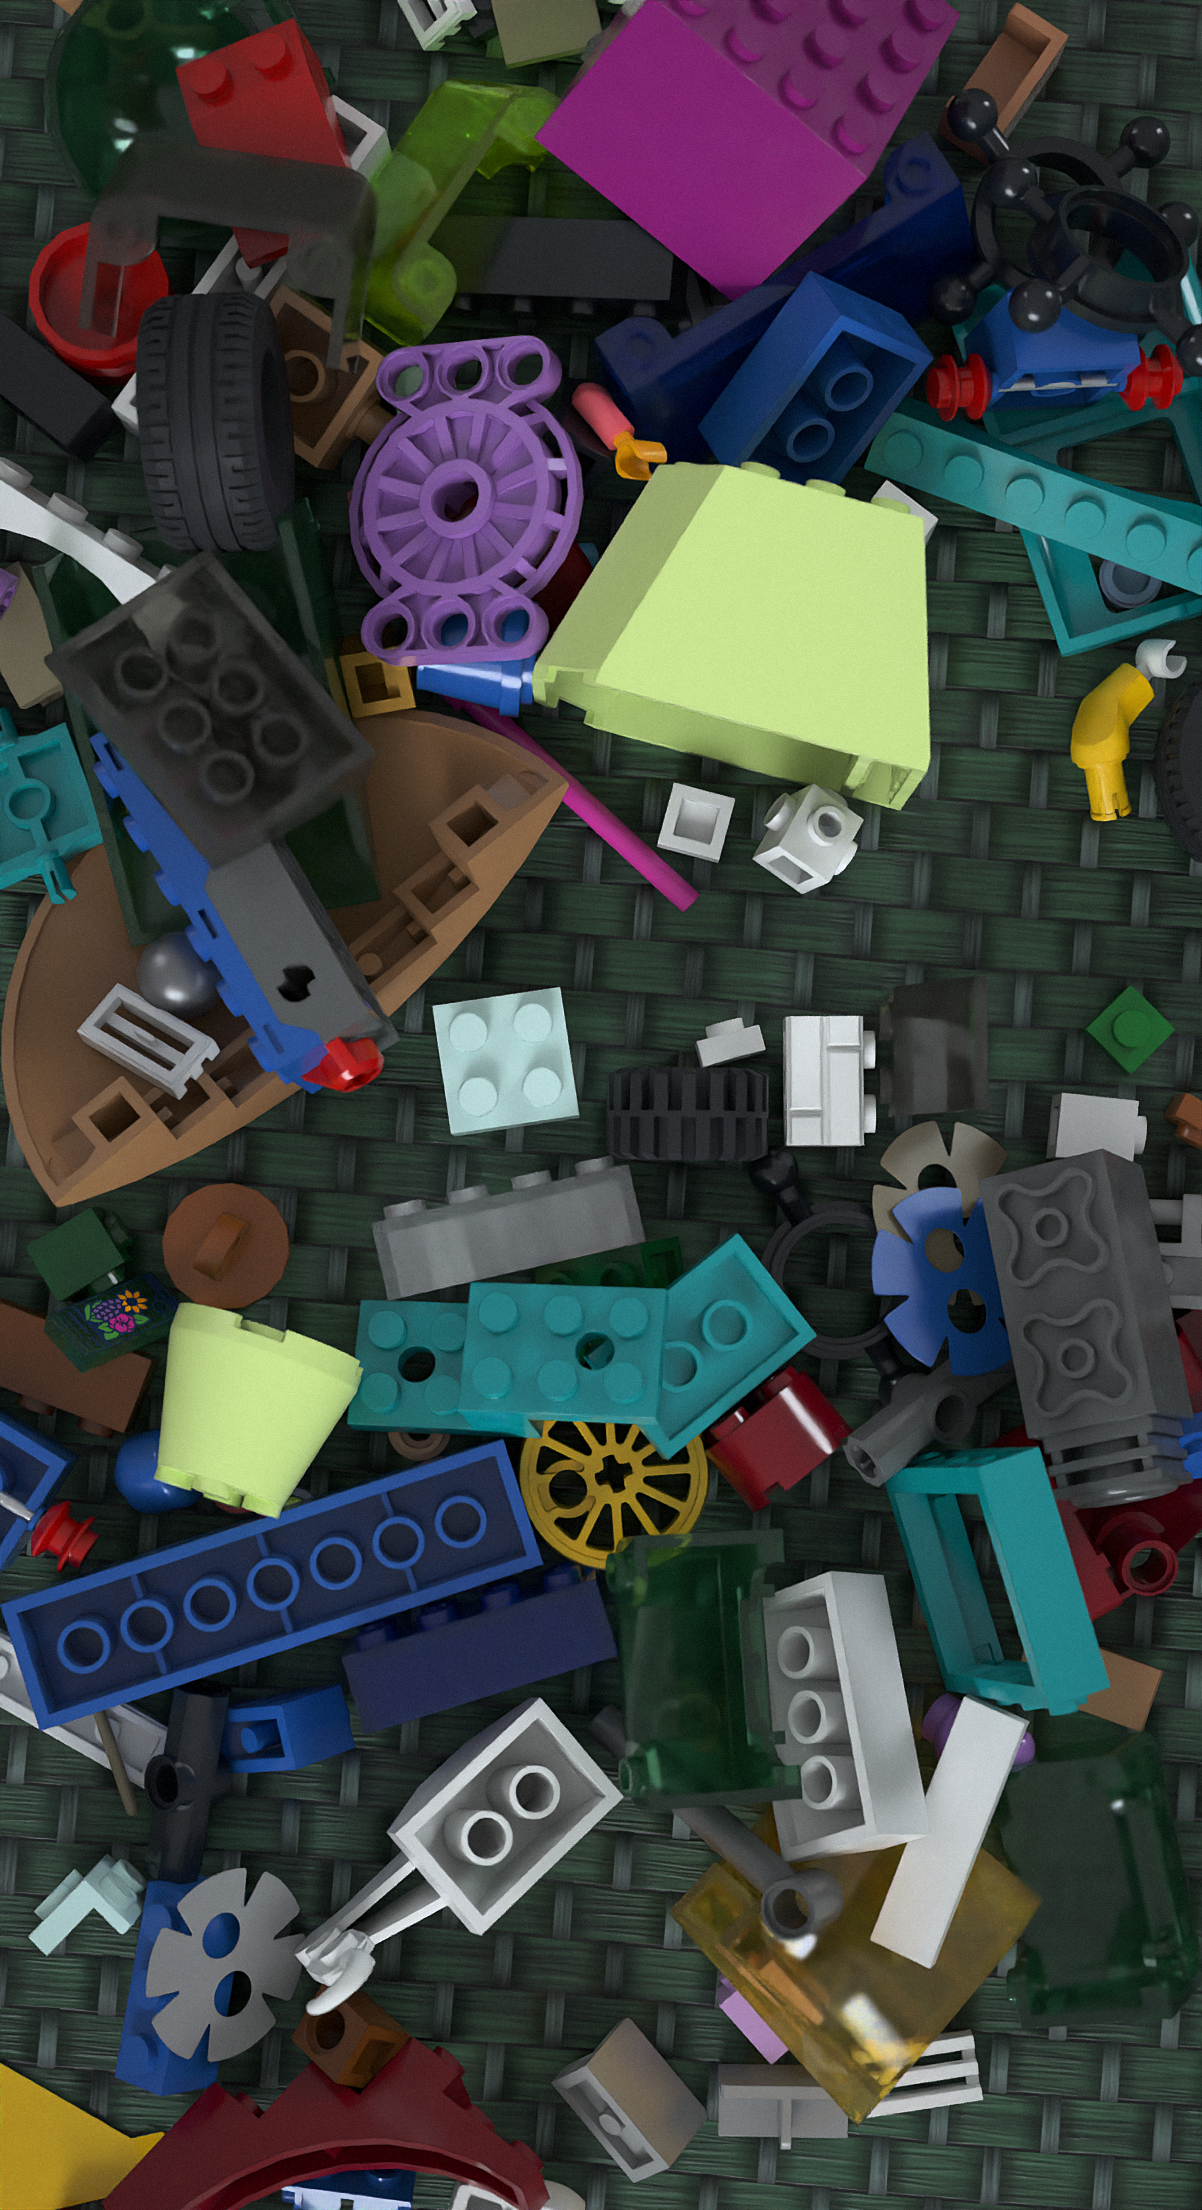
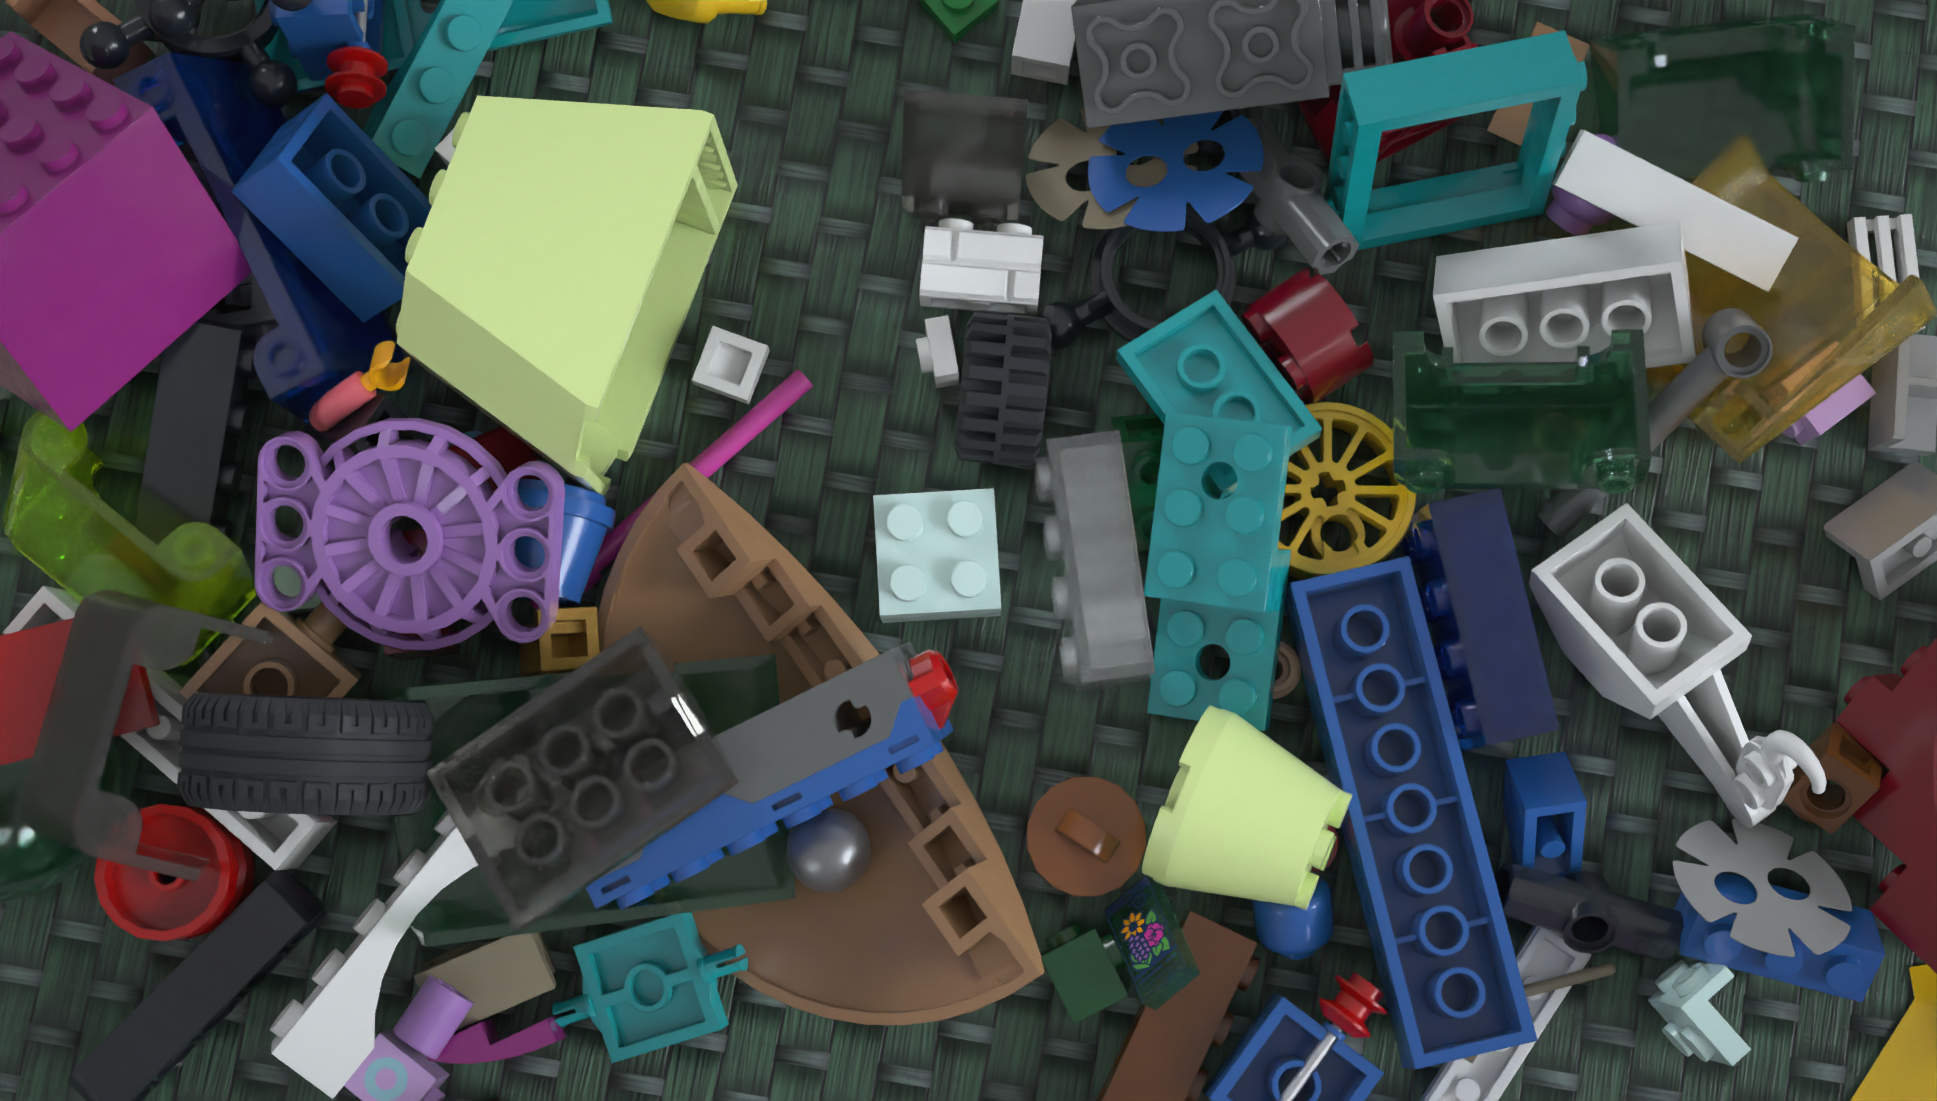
camera: 85 degrees left, 5 degrees down
(184, 1065) = (917, 847): white tile -> none
(808, 837) = (756, 261): white brick -> none

